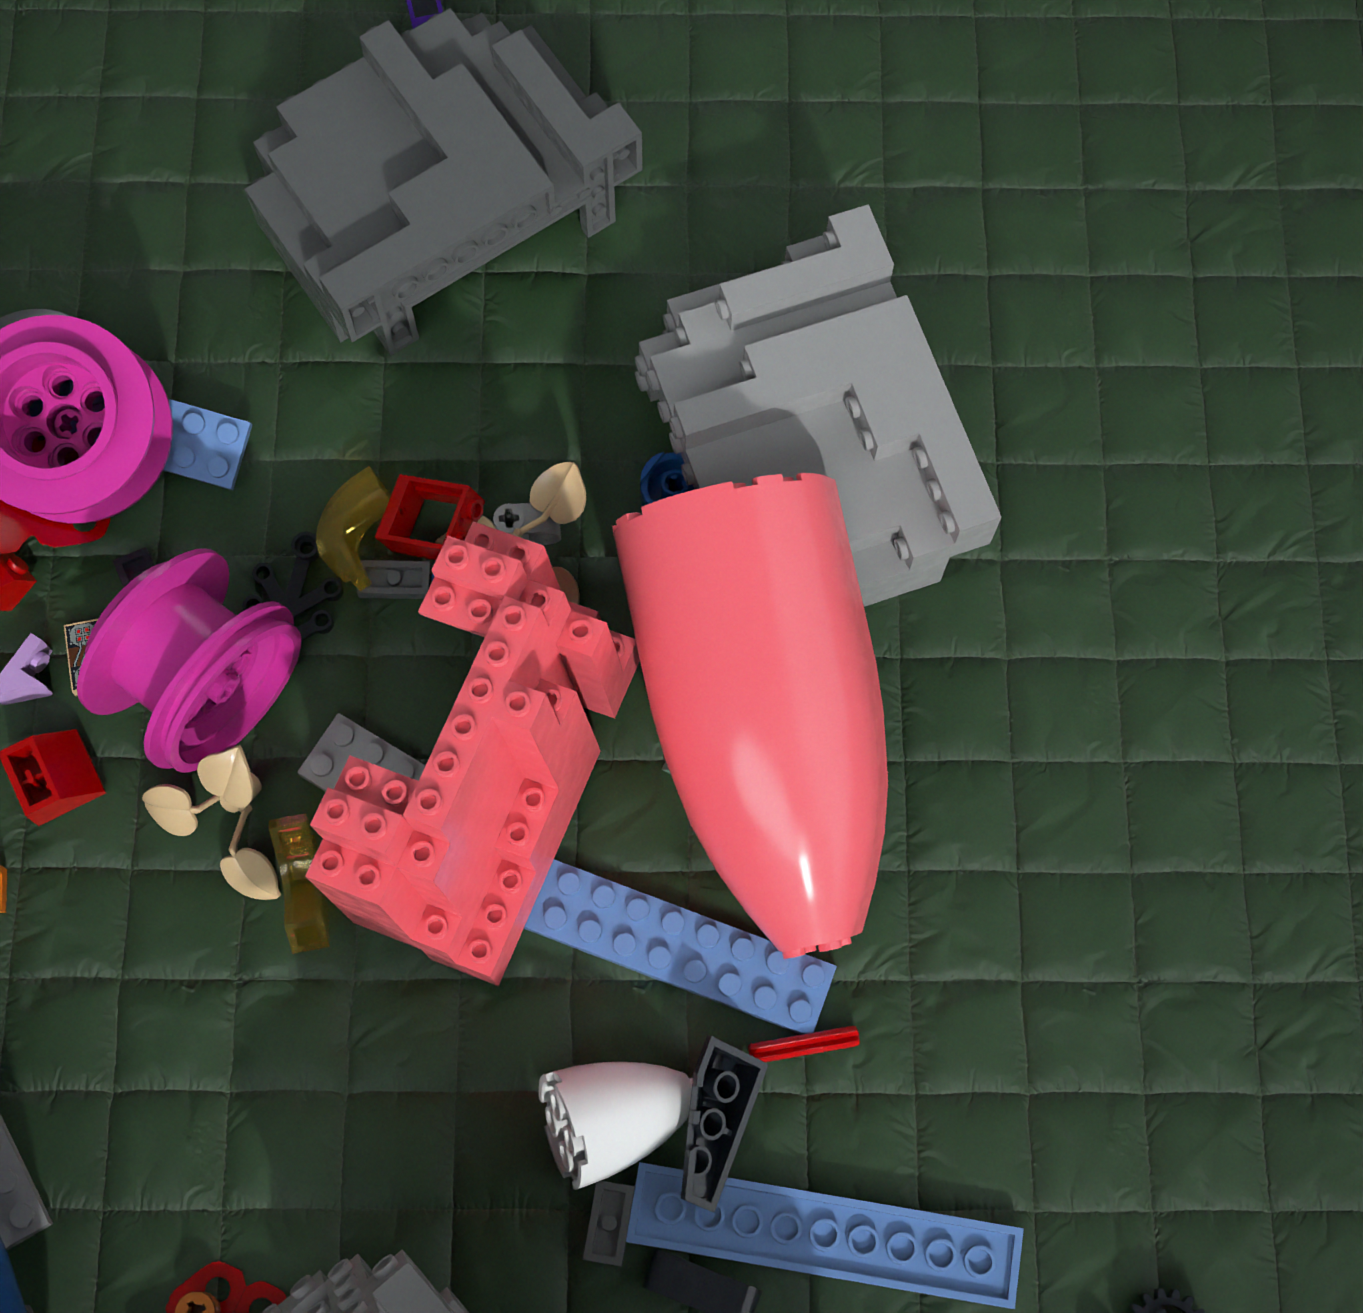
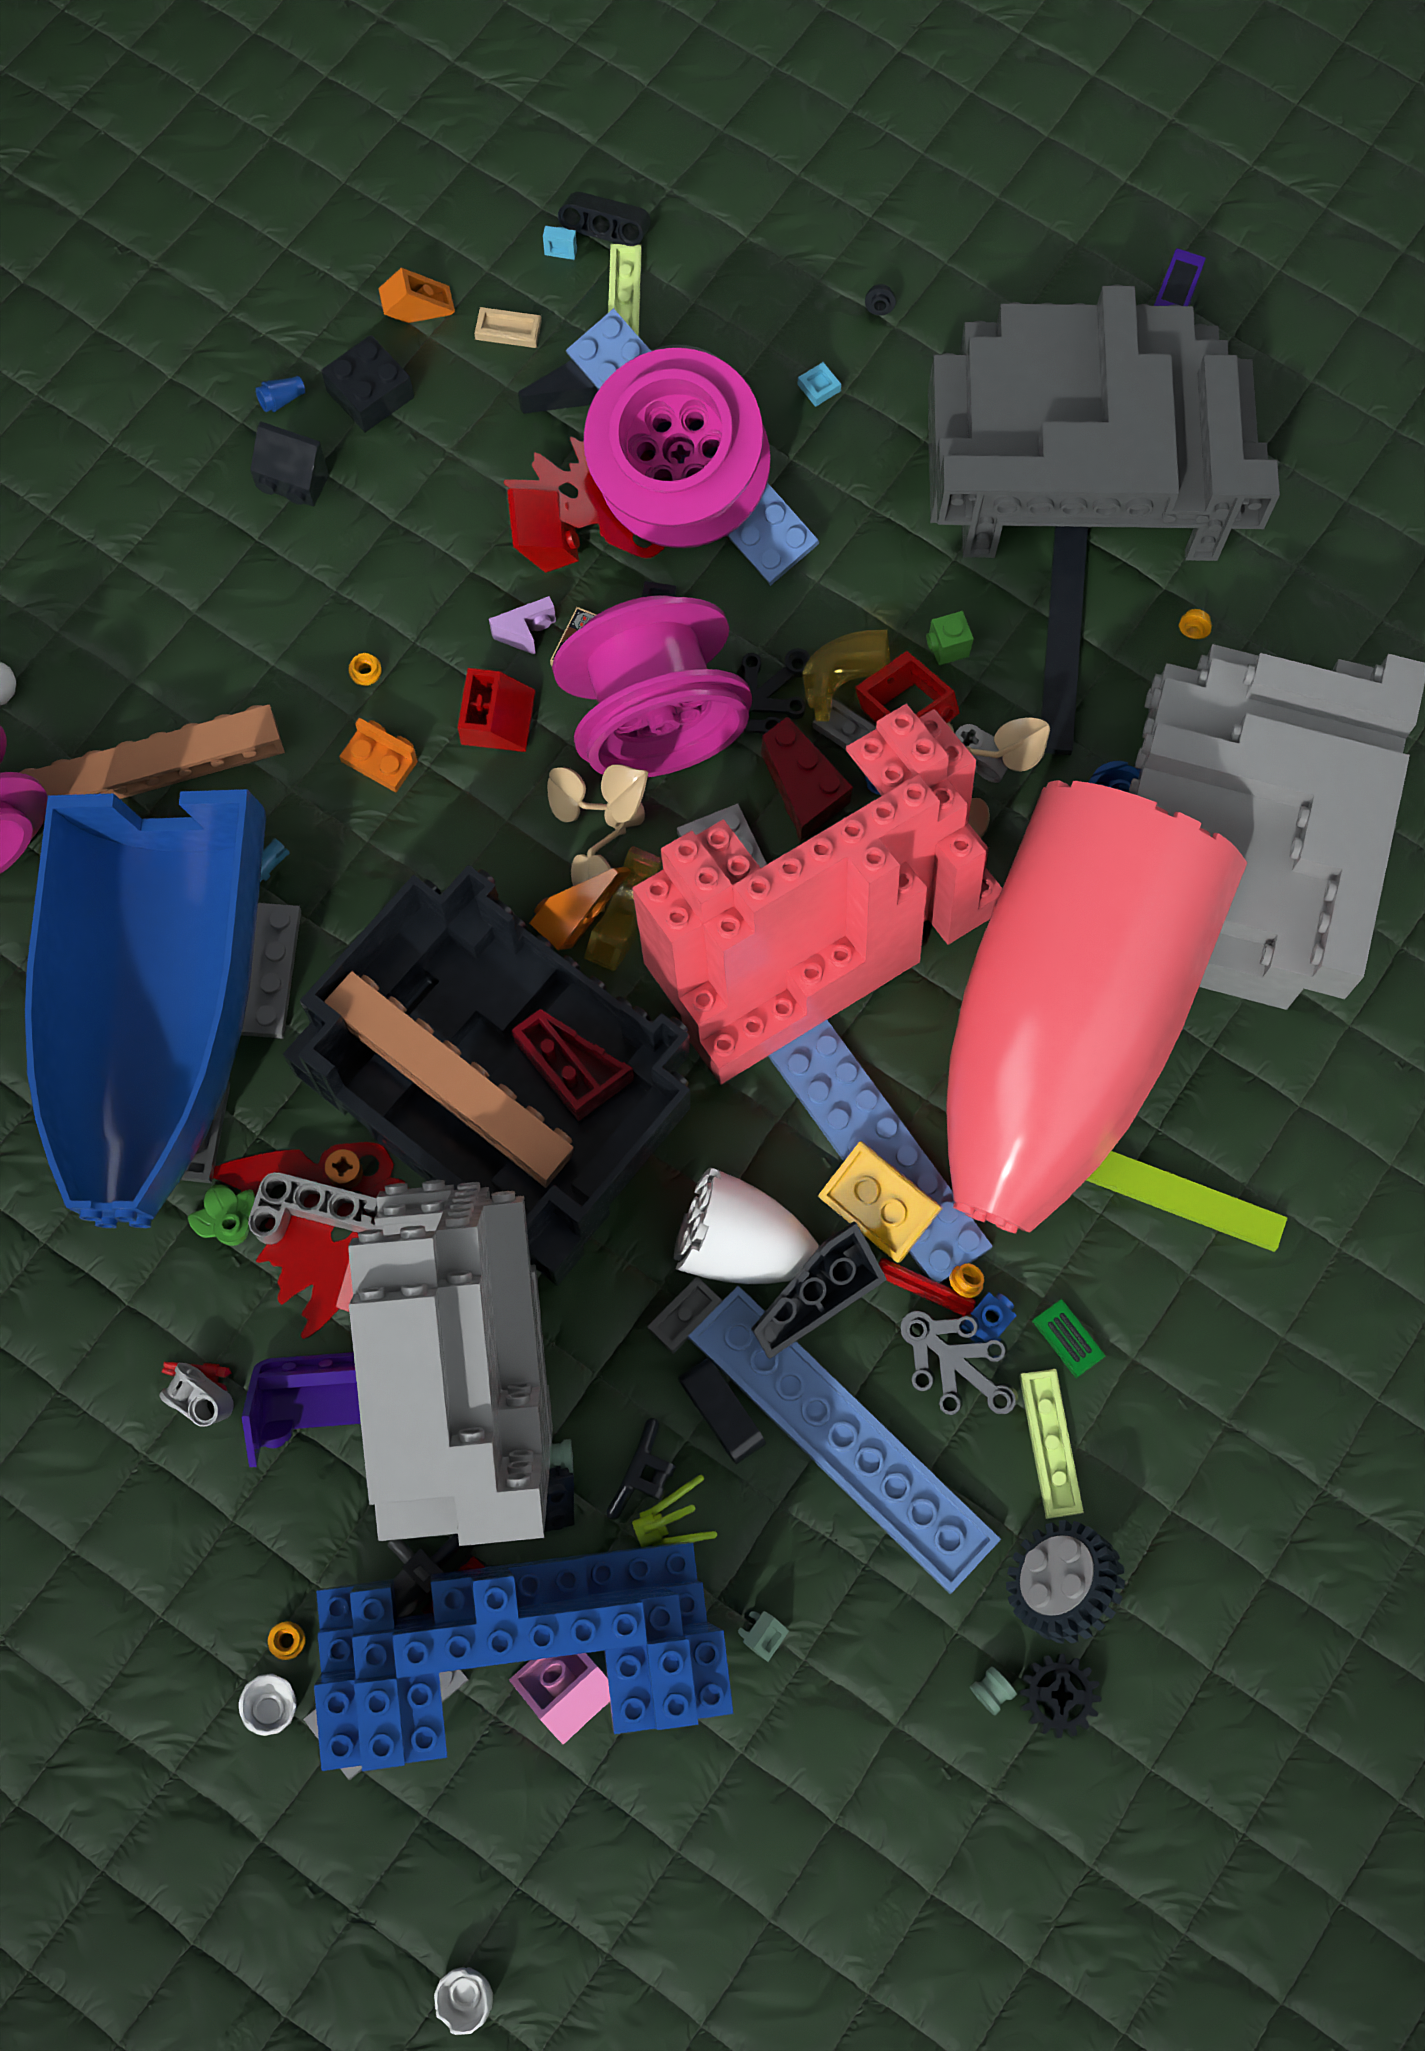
camera: 35 degrees right, 0 degrees up
(154, 277) = (819, 384): none -> medium azure plate
(158, 159) = (883, 293): none -> black plate
(242, 1164) = (450, 1079): none -> nougat brick
(251, 922) = (570, 912): none -> orange slope
(273, 1117) = (473, 979): none -> black panel
(354, 1068) = (571, 1065): none -> dark red wedge
(383, 649) = (804, 778): none -> dark red wedge
(429, 437) = (950, 638): none -> bright green brick
(529, 373) = (1063, 637): none -> black tile
(636, 289) = (1195, 624): none -> light orange plate
(713, 995) = (880, 1201): none -> yellow tile
(836, 1013) = (967, 1280): none -> light orange plate
(874, 1049) = (1001, 1307): none -> blue brick
(874, 1093) = (953, 1359): none -> plant
(956, 1002) = (1068, 1338): none -> green tile
(977, 805) = (1190, 1200): none -> lime tile
(1005, 1108) = (1051, 1444): none -> yellowish green tile
(1107, 1230) = (1065, 1581): none -> wheel

